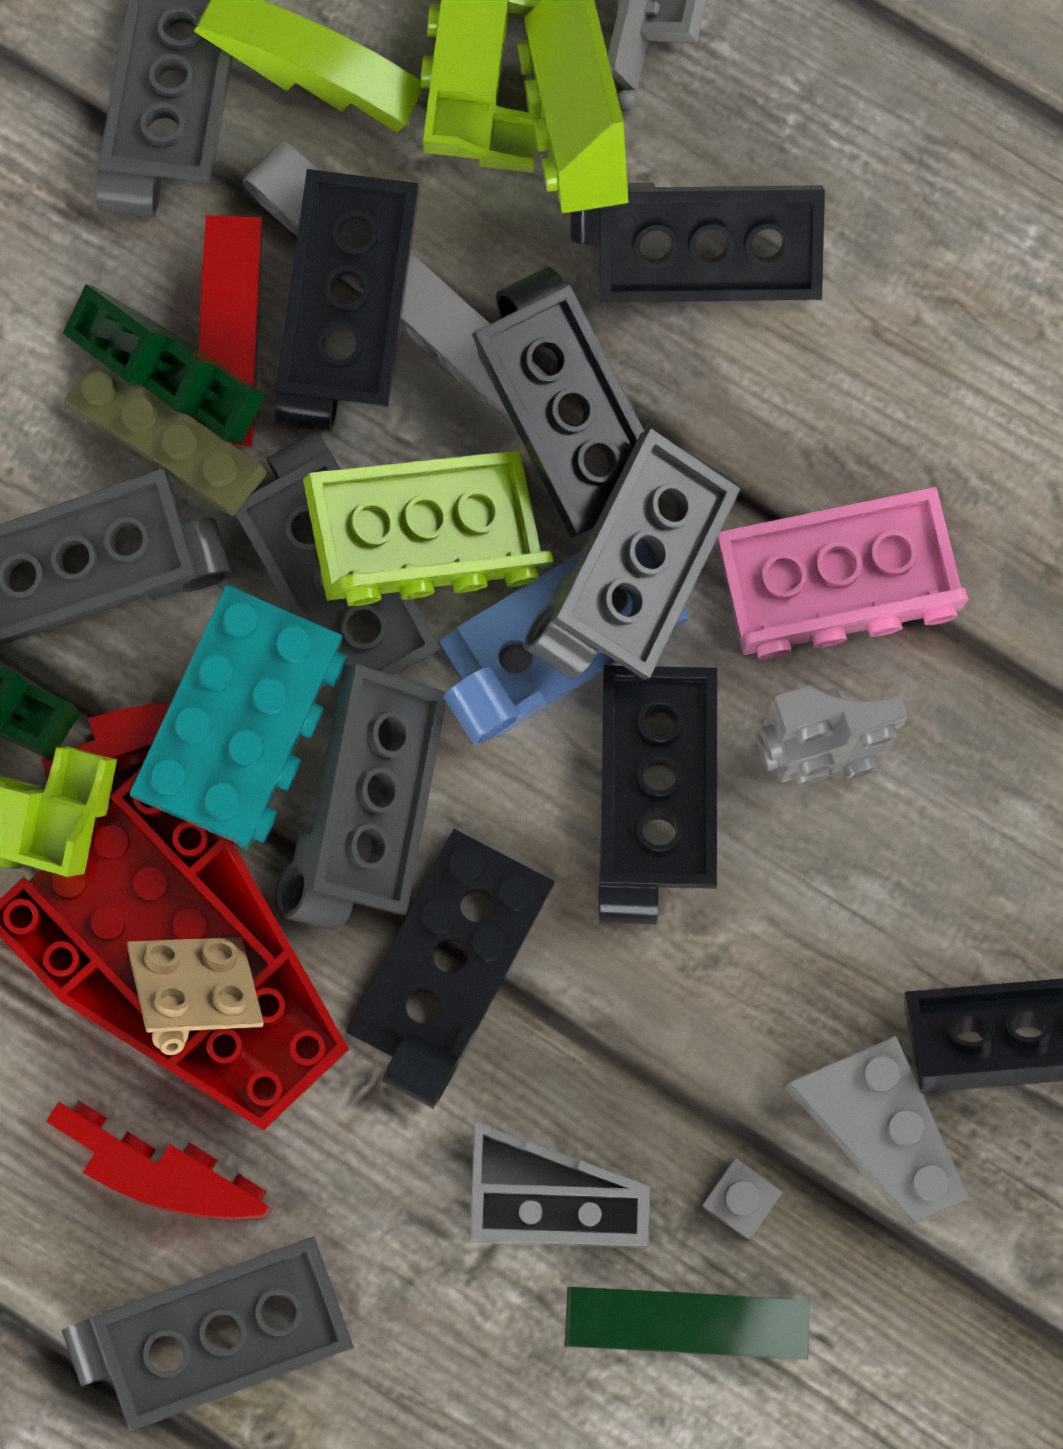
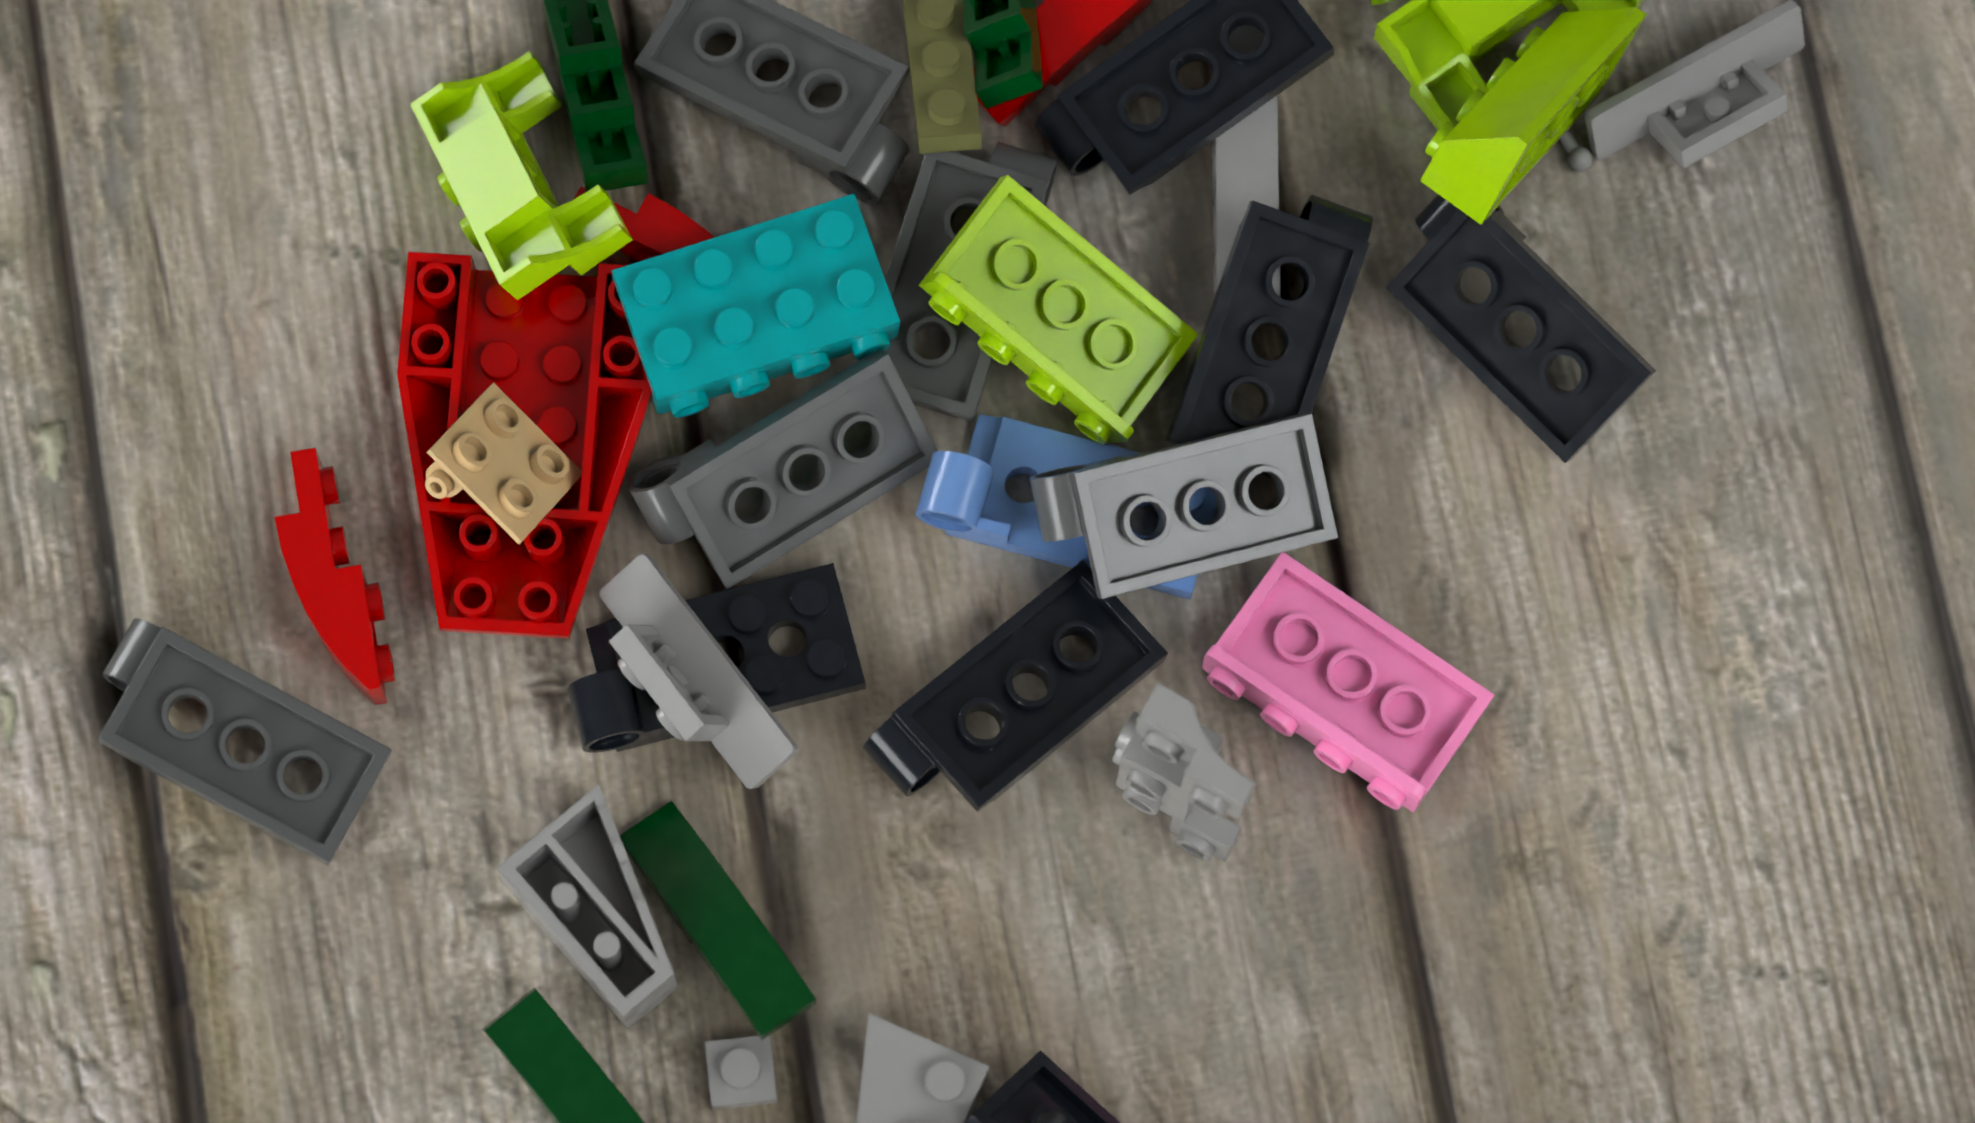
camera: 45 degrees right, 5 degrees down
(449, 991) = (691, 675): none -> light grey bracket
(629, 1123) = (717, 920): none -> dark green slope

